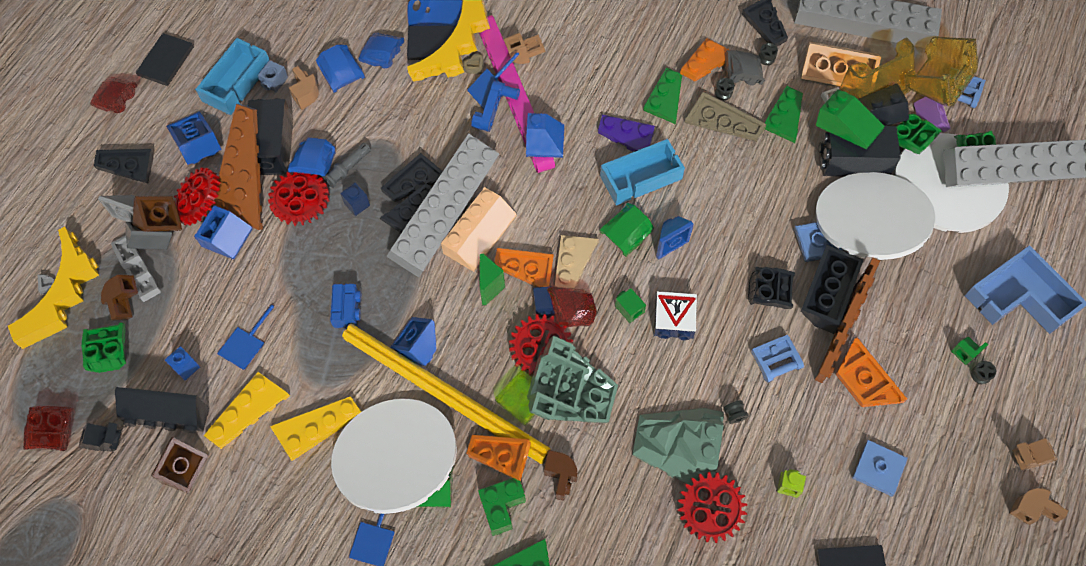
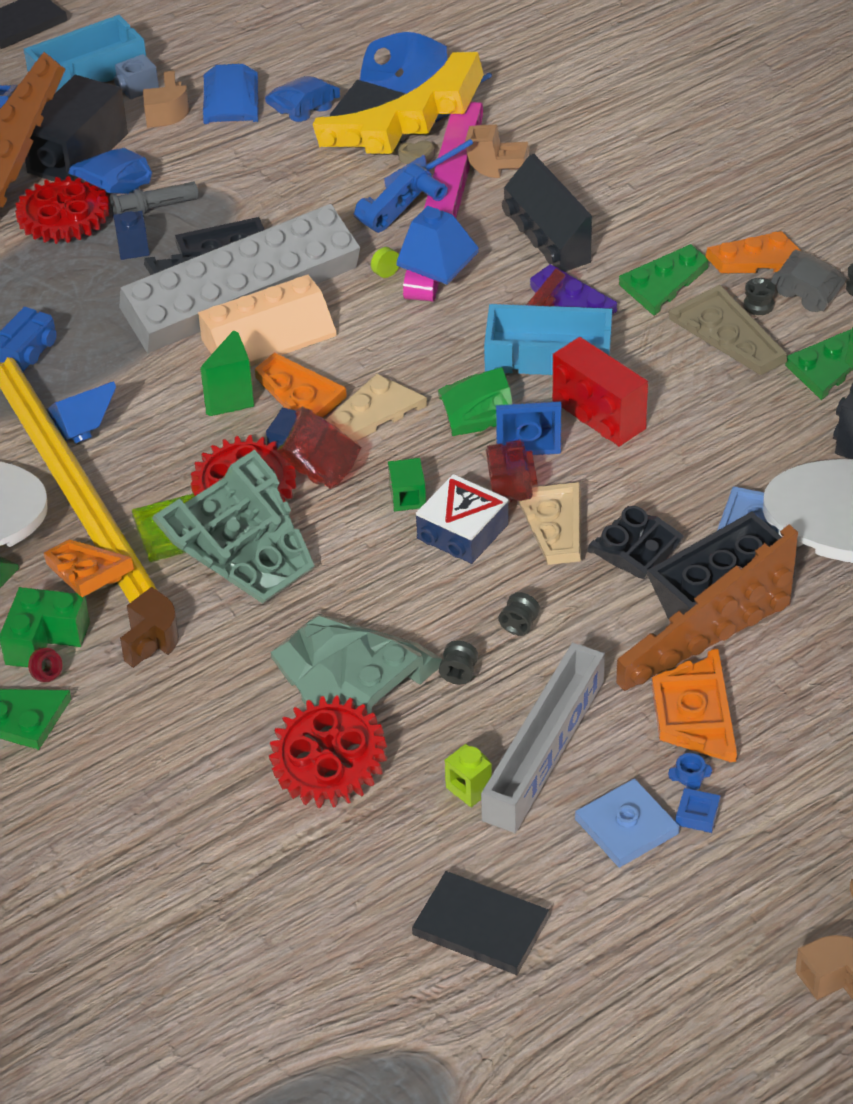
camera: 30 degrees right, 20 degrees down
(513, 153) = (384, 262): none -> lime tile
(521, 529) = (52, 668): none -> dark red plate
(584, 82) = (549, 215): none -> black slope
(619, 142) = (548, 290): none -> clear red plate
(681, 272) = (511, 470): none -> clear red brick
(693, 196) = (600, 391): none -> red brick
(720, 291) = (556, 521): none -> tan wing
(745, 364) = (519, 613): none -> pearl dark grey wheel
(776, 351) = (574, 619): medium blue plate -> none
(814, 441) = (542, 738): none -> light grey brick
(893, 416) = (690, 771): none -> blue plate
(910, 443) = (698, 810): none -> blue plate

